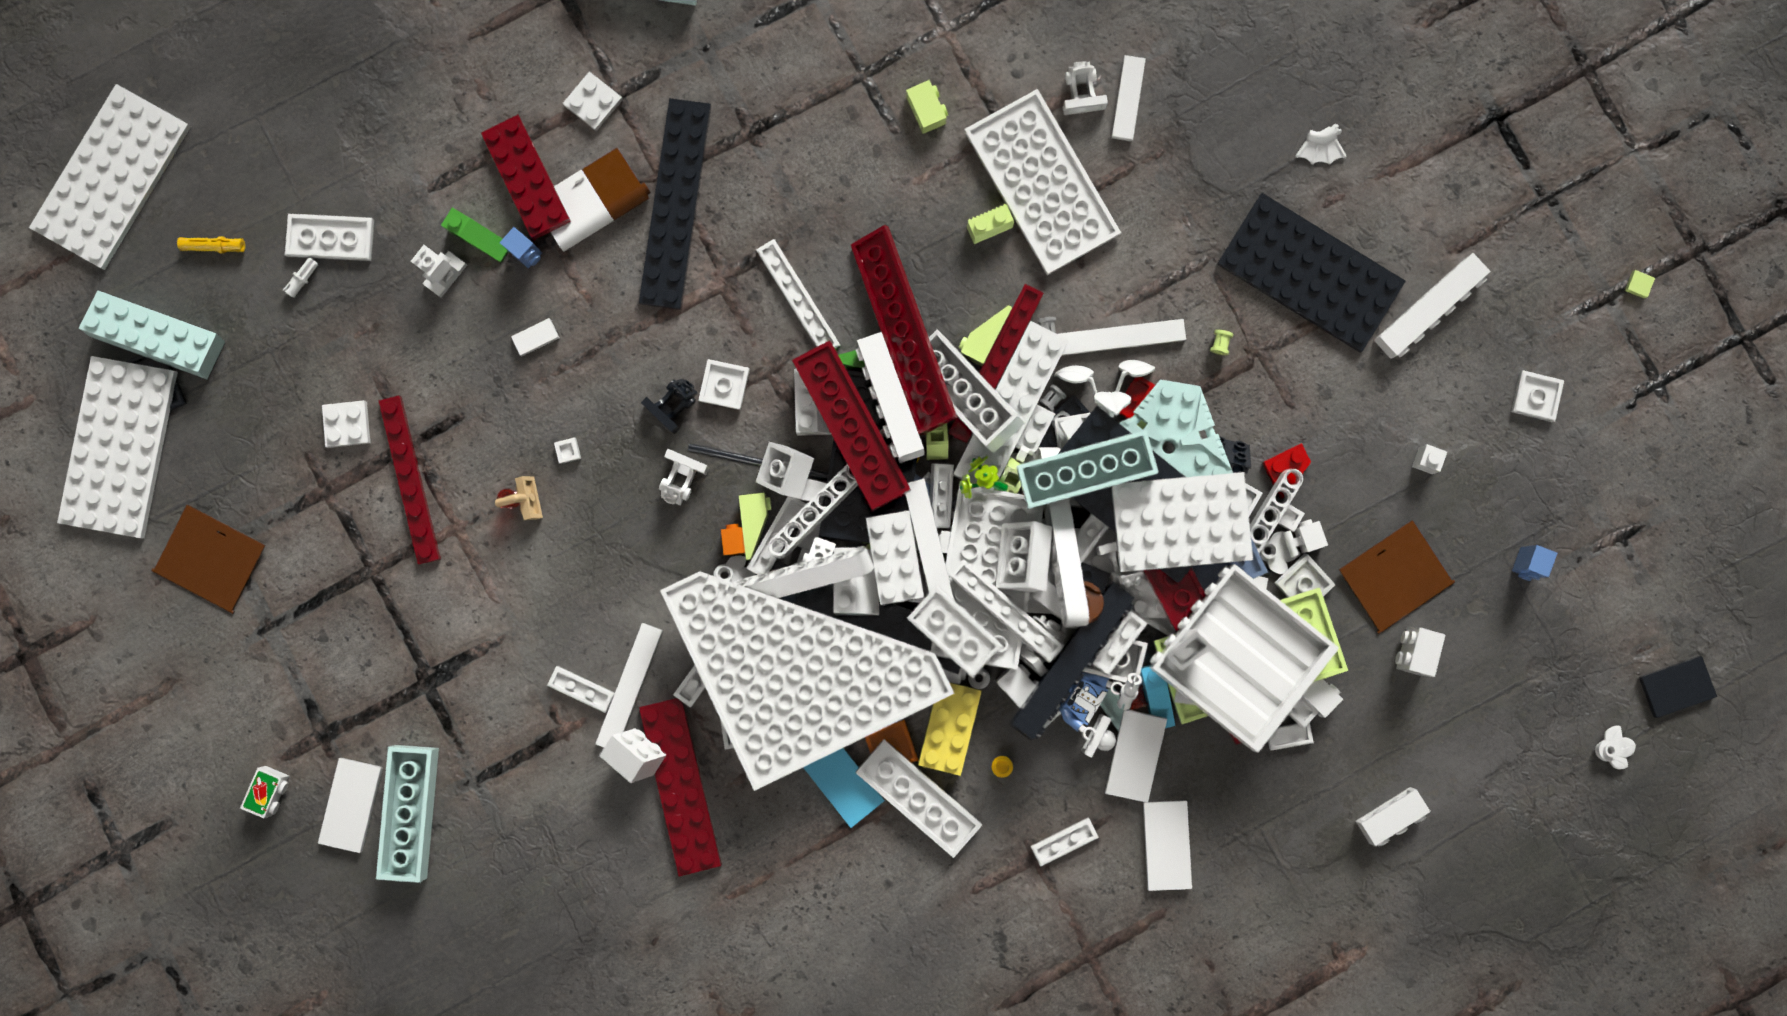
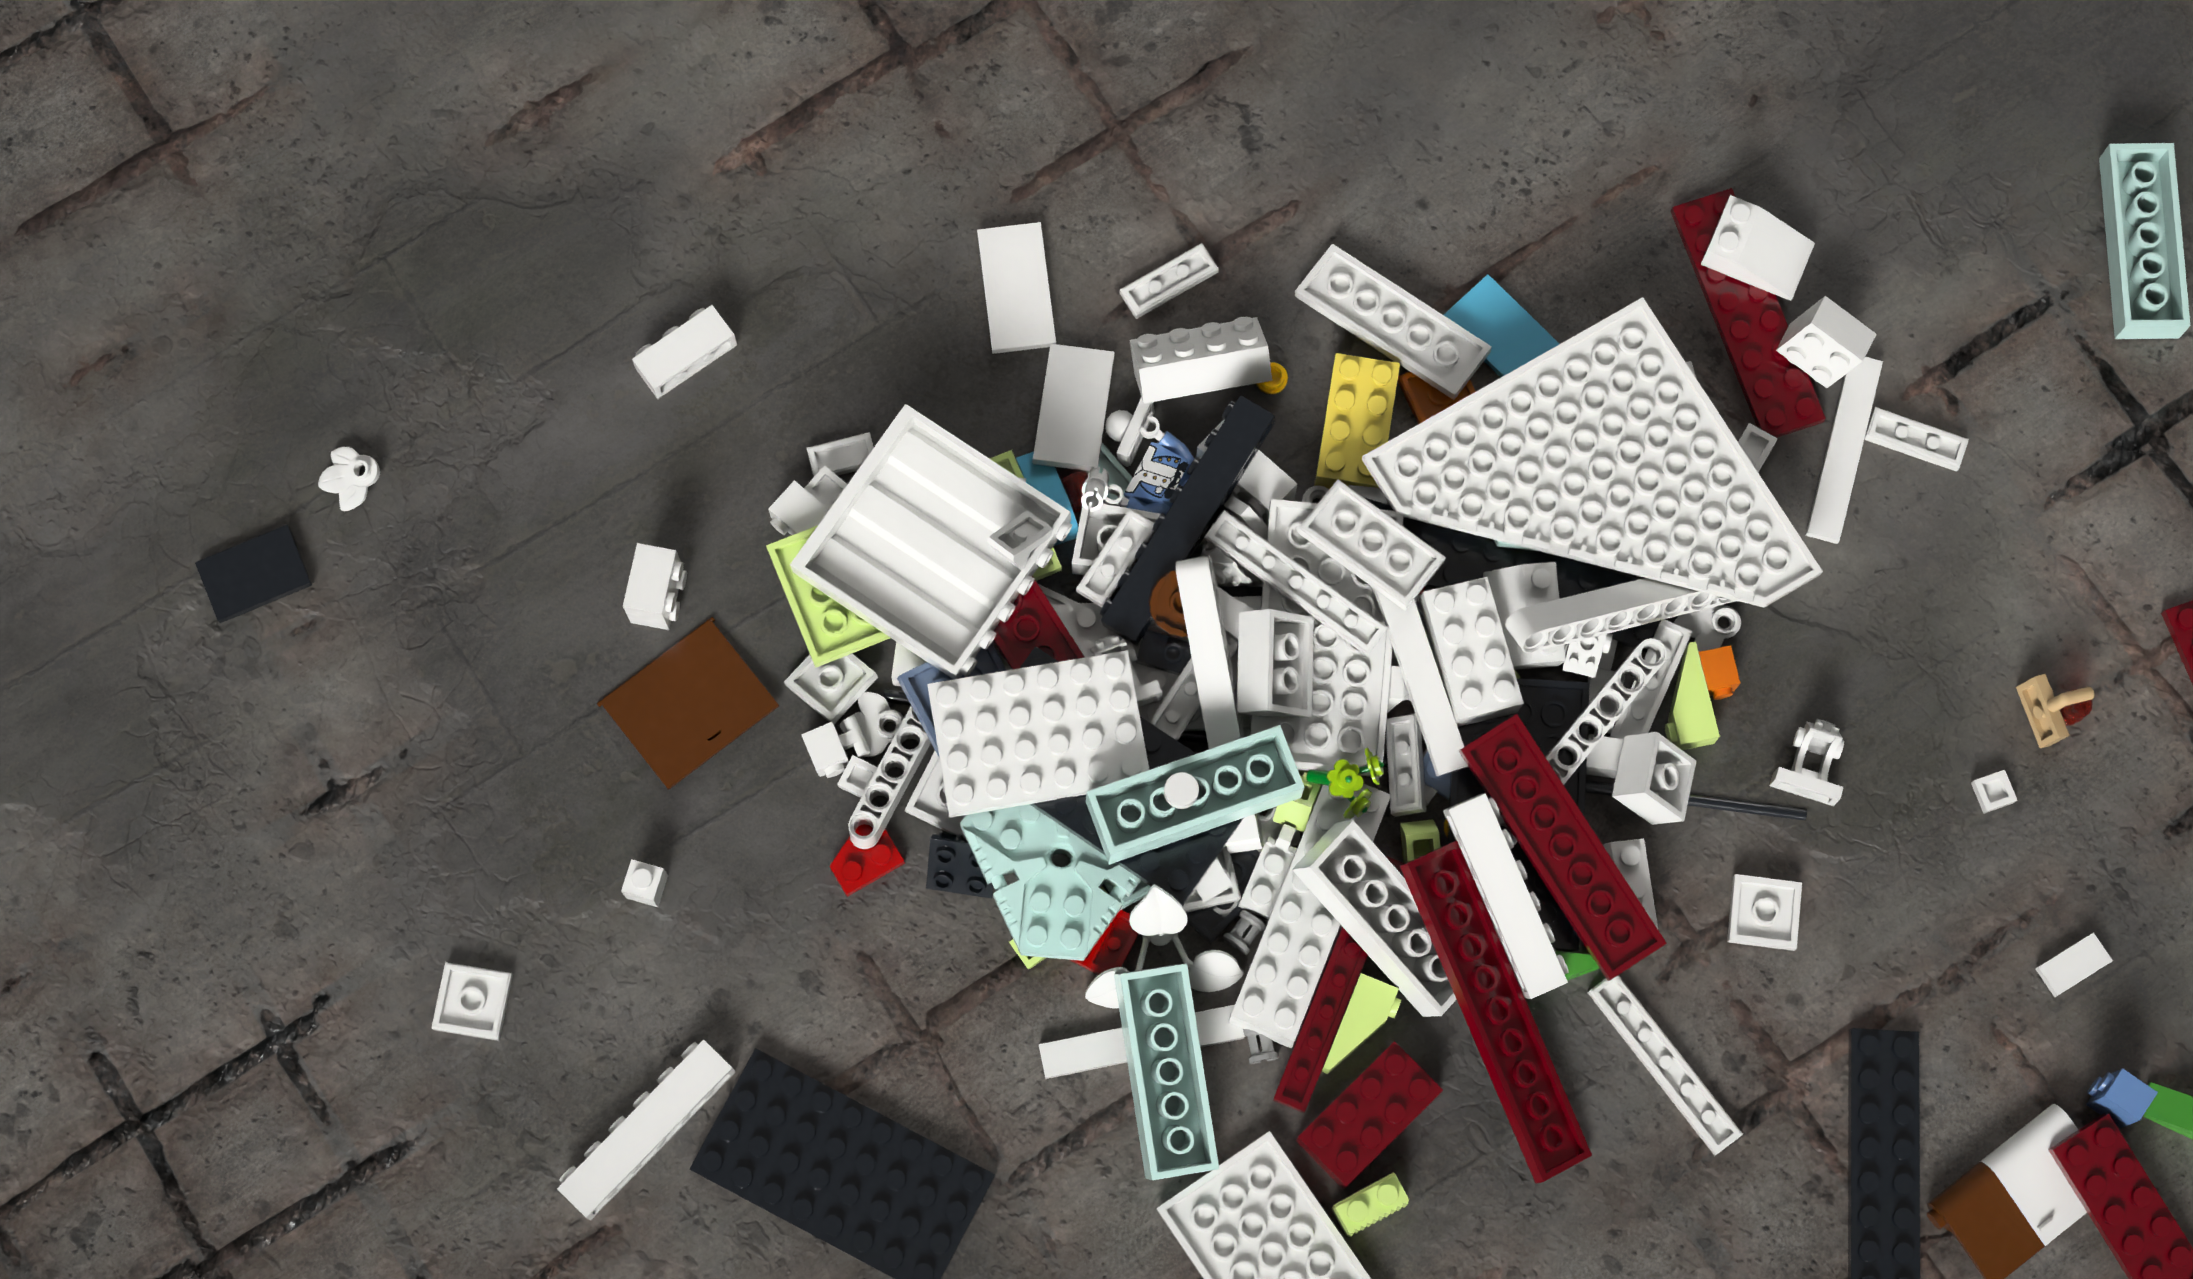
camera: 175 degrees right, 10 degrees down
(668, 827) = (1758, 249): none -> white slope
(684, 391) = (1853, 861): black tile -> none
(985, 277) = (1369, 1115): none -> dark red brick
(1051, 778) = (1200, 359): none -> white brick
(1097, 467) = (1181, 790): none -> white tile
(1111, 310) = (1166, 1071): none -> light aqua brick
(1221, 342) = (982, 1043): yellowish green bush -> none
(1534, 562) = (480, 733): medium blue brick -> none
(1639, 284) = (308, 1196): yellowish green tile -> none

